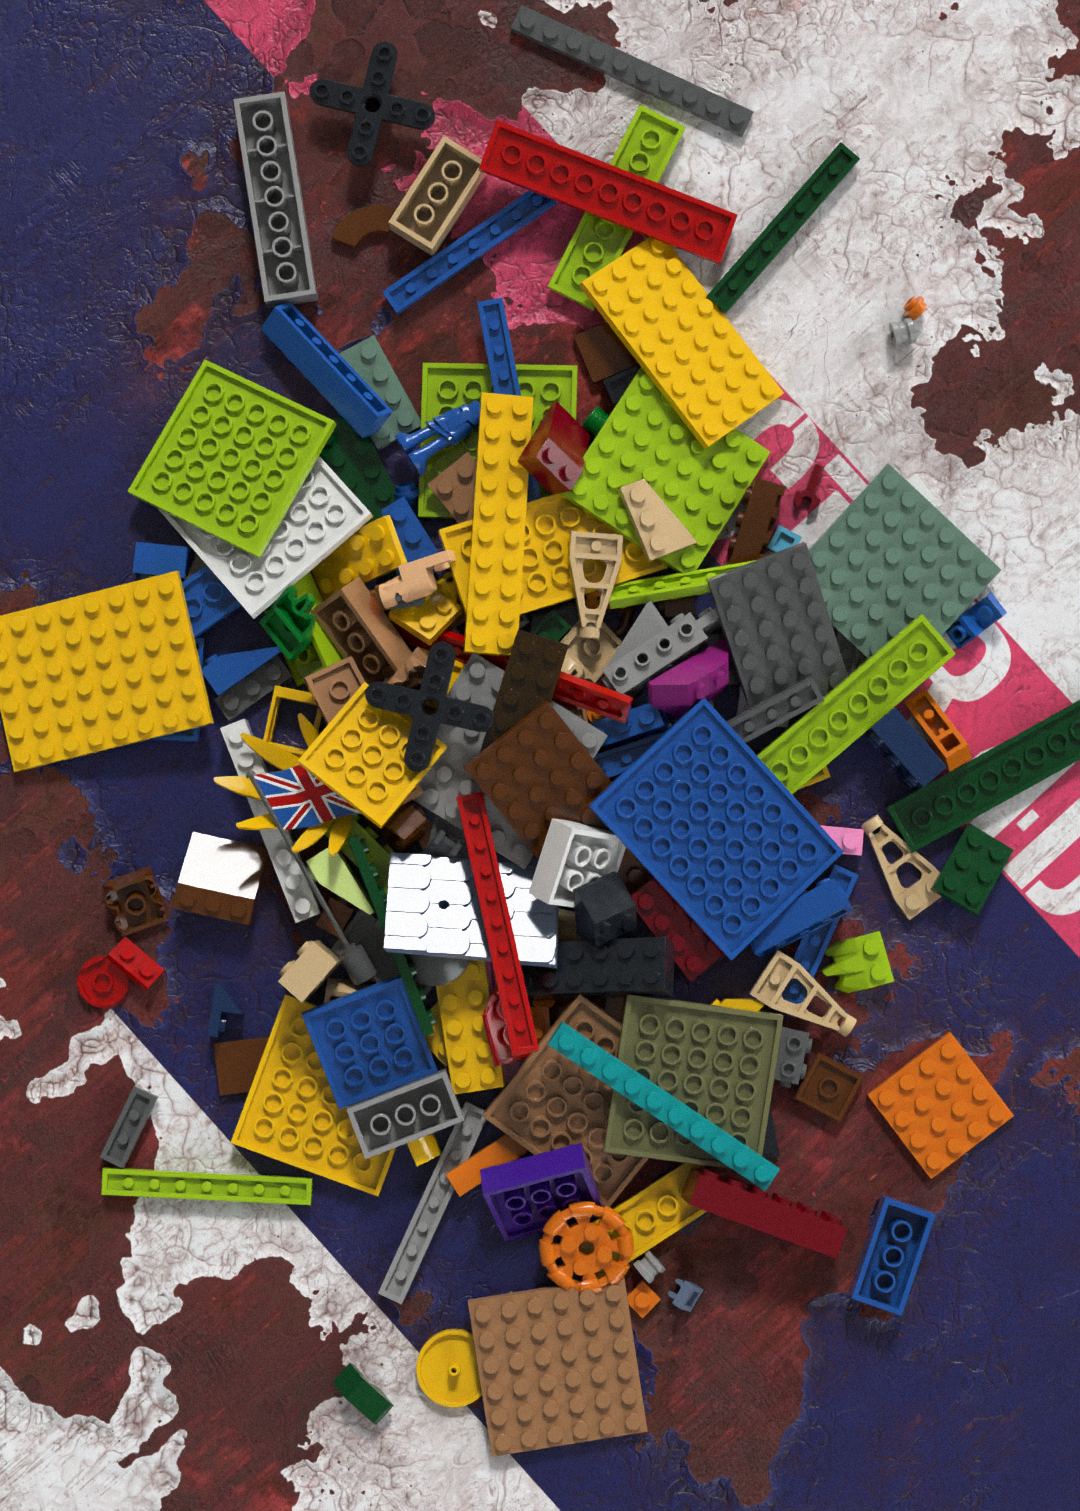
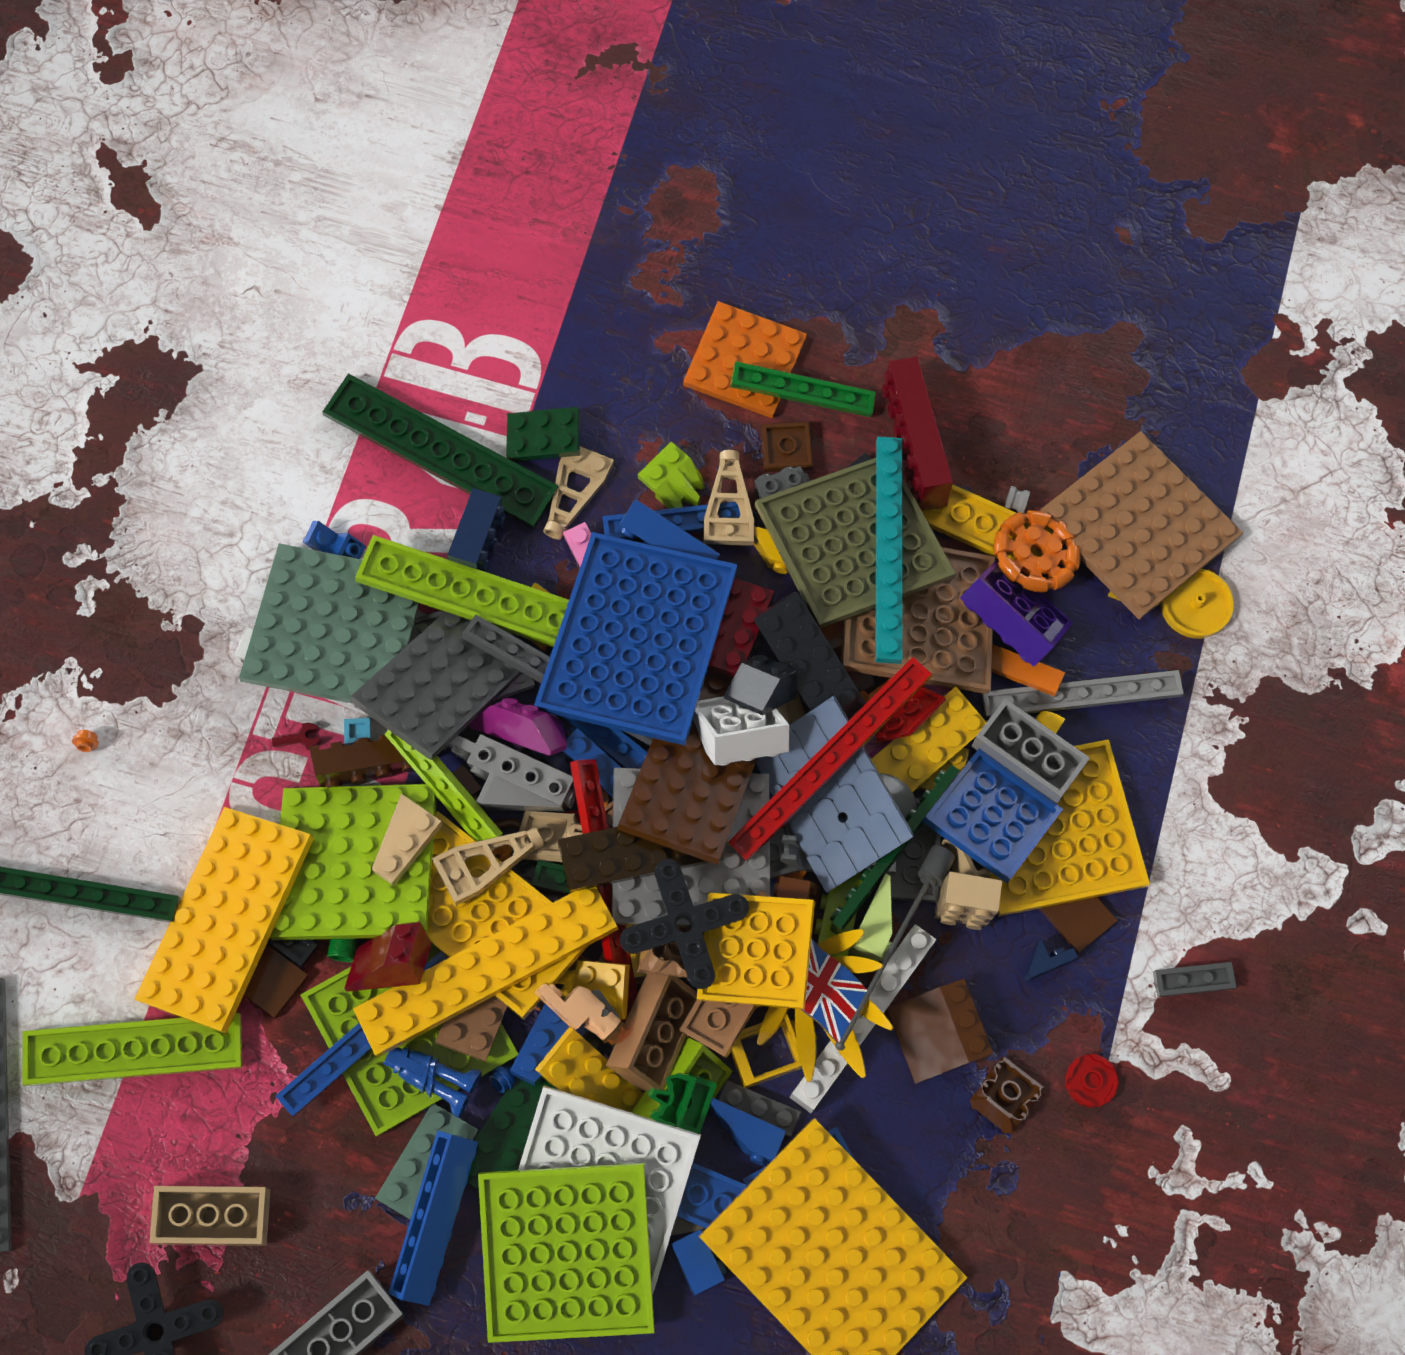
camera: 130 degrees left, 15 degrees down
(135, 963) = (1058, 1060): red plate -> none
(207, 1186) = (1197, 885): lime plate -> none
(342, 913) = (900, 908): reddish brown brick -> none
(362, 1394) = (1269, 658): dark green slope -> none
(363, 223) = (273, 1274): reddish brown tile -> none
(467, 250) = (239, 1157): blue plate -> none
(607, 192) = (123, 1063): red plate -> none
(642, 1298) = (1043, 492): orange plate -> none
(686, 1296) = (1018, 459): sand blue tile -> none
(874, 1136) = (802, 389): none -> green plate
(891, 1254) = (884, 327): blue brick -> none
(902, 332) = (113, 738): light grey wheel -> none
(938, 730) = (444, 519): orange slope -> none

